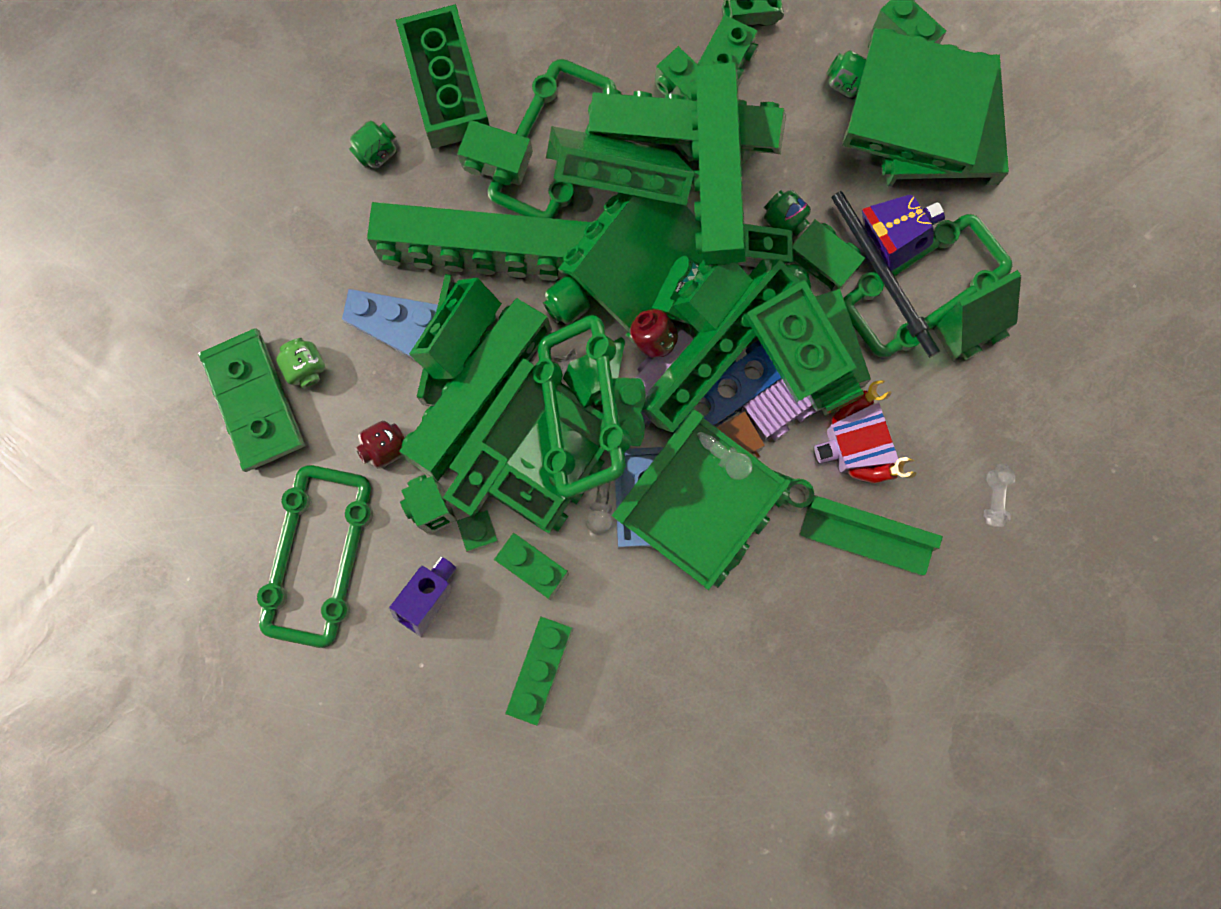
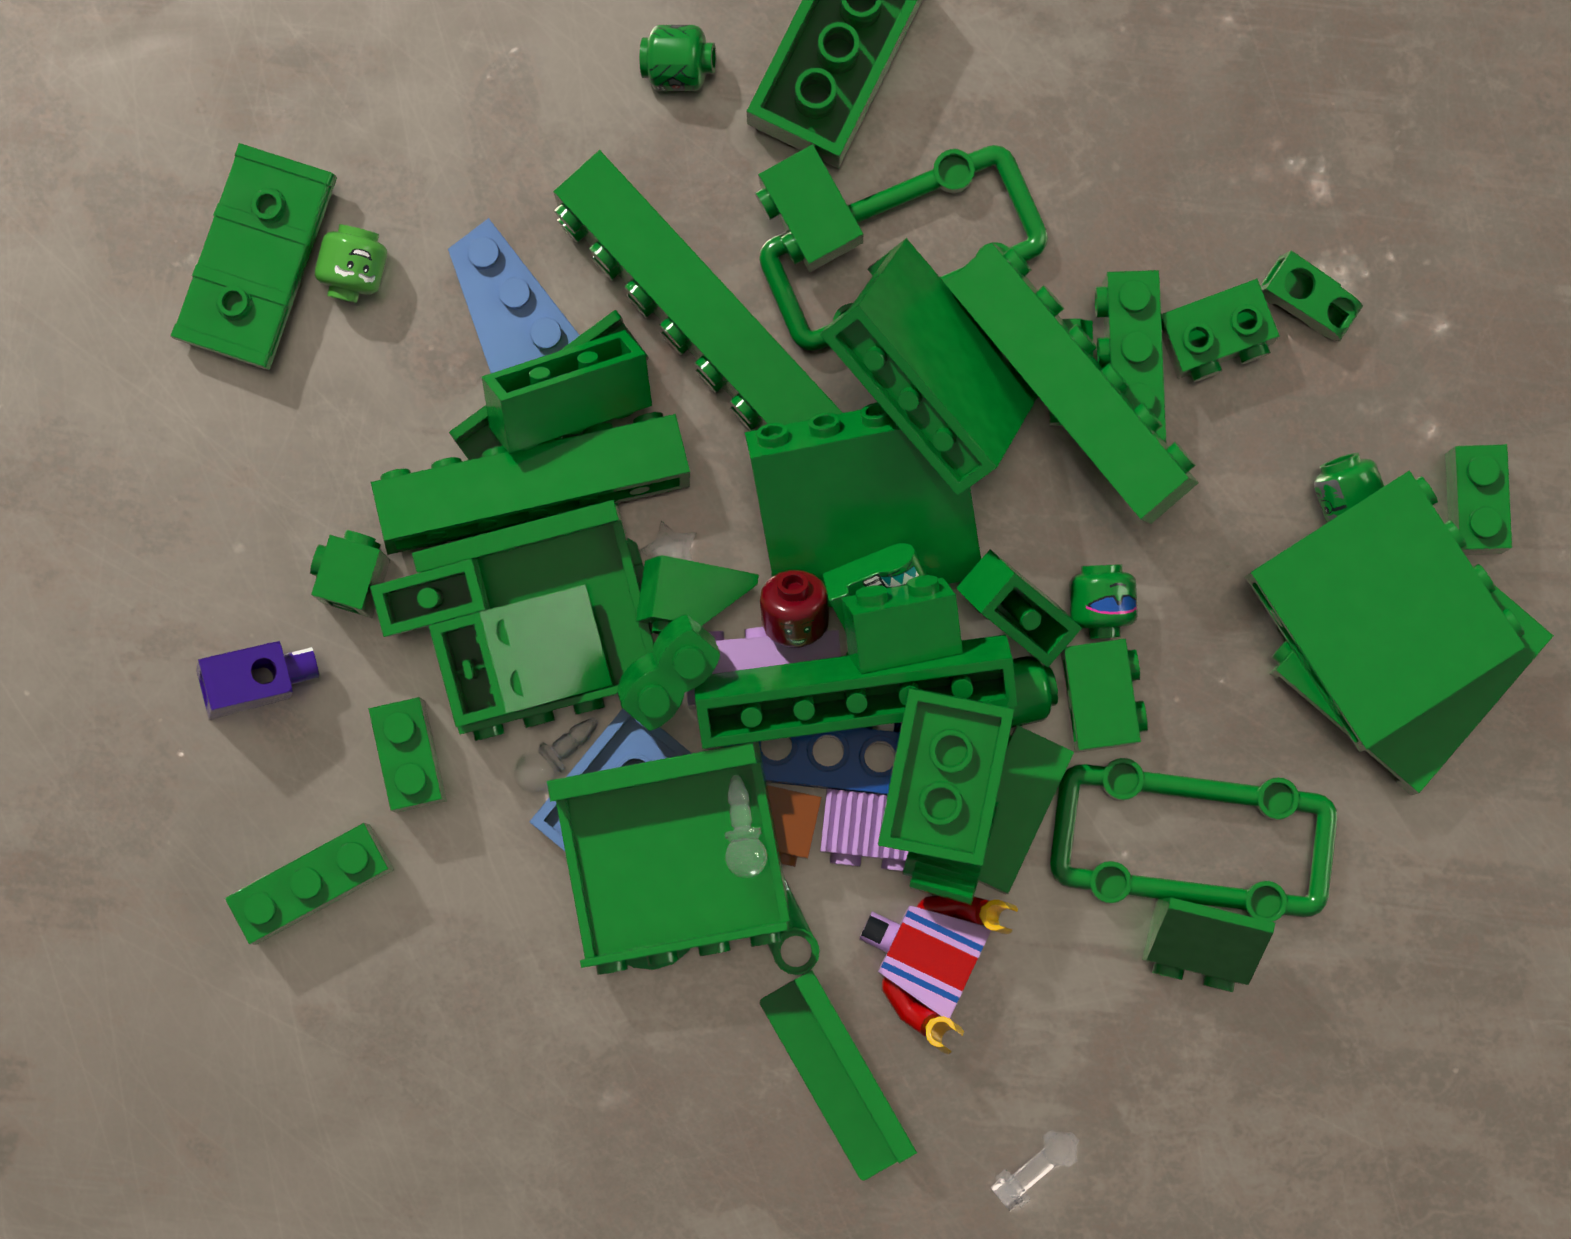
camera: 40 degrees right, 5 degrees up
(335, 609) = (79, 516): green bar -> none
(380, 444) = (359, 448): dark red head -> none
(477, 531) = (383, 656): green plate -> none
(566, 300) = (729, 471): green head -> none
(612, 438) = (621, 696): green bar -> none
(719, 164) = (1042, 480): green brick -> none
(901, 228) = (1222, 744): dark purple torso -> none
(916, 325) = (1126, 880): black bar -> none

